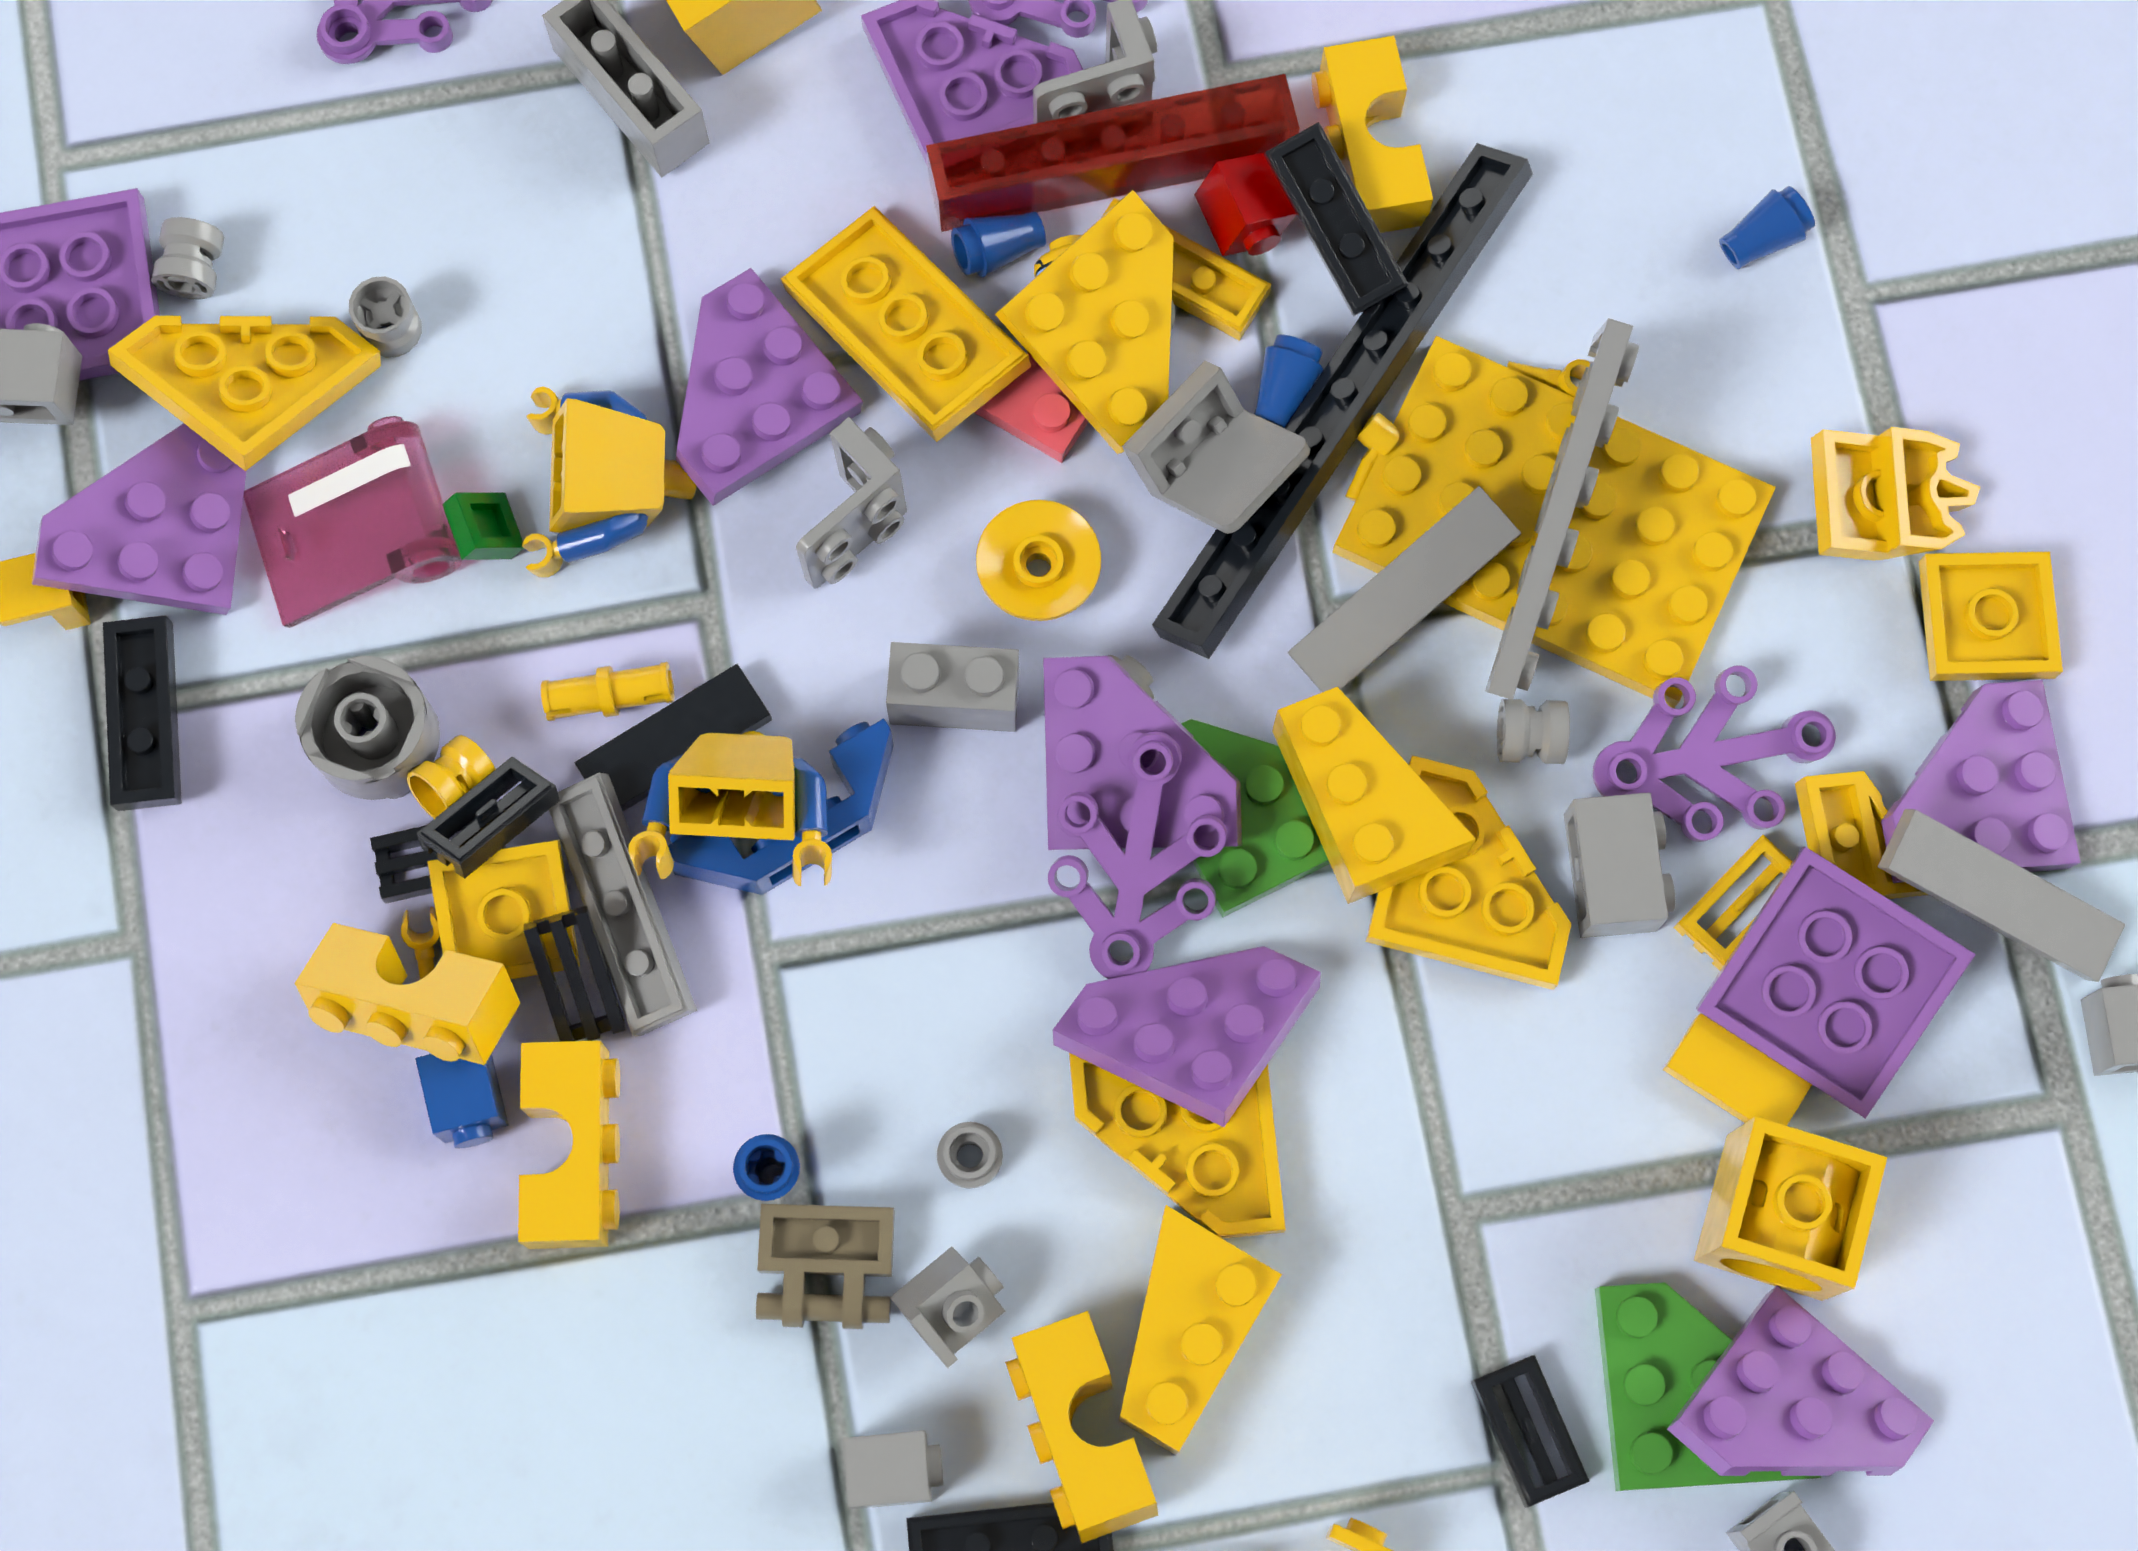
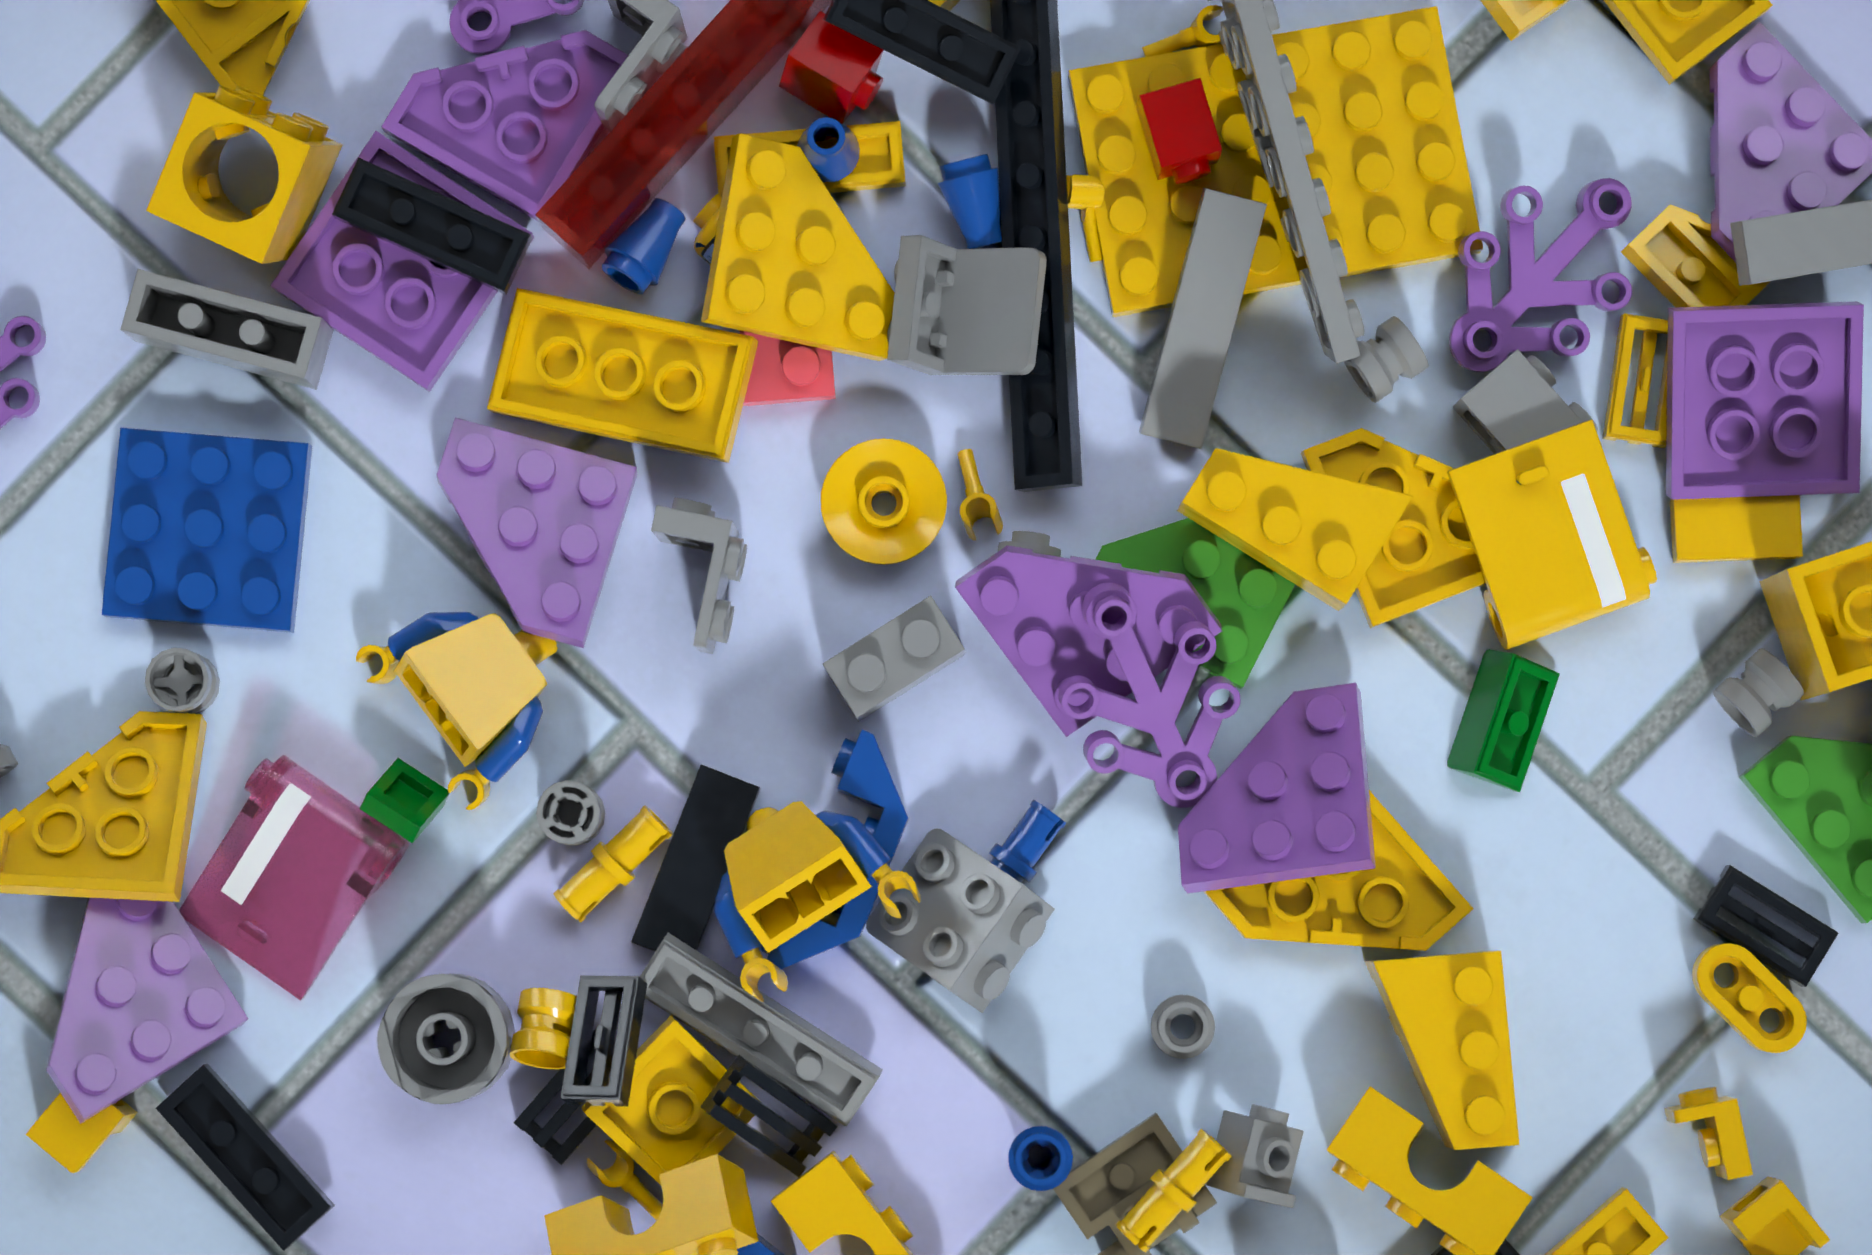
camera: 35 degrees left, 10 degrees up
(496, 223) = (207, 530): none -> blue plate
(606, 640) = (580, 811): none -> light grey wheel
(801, 126) = (381, 294): none -> medium lavender plate
(842, 110) = (432, 226): none -> black tile
(852, 937) = (968, 922): none -> light grey bracket
(857, 1277) = (1173, 1190): none -> yellow pin
(929, 919) = (1027, 842): none -> blue pin
(1113, 617) = (977, 503): none -> yellow hand
(1198, 256) = (834, 162): none -> blue cone
(1425, 1096) = (1503, 719): none -> green slope
(1475, 1479) = (1748, 996): none -> yellow plate
(1491, 430) = (1179, 131): none -> red brick
(1571, 974) = (1557, 541): none -> yellow door
(1661, 1224) = (1763, 687): none -> light grey wheel

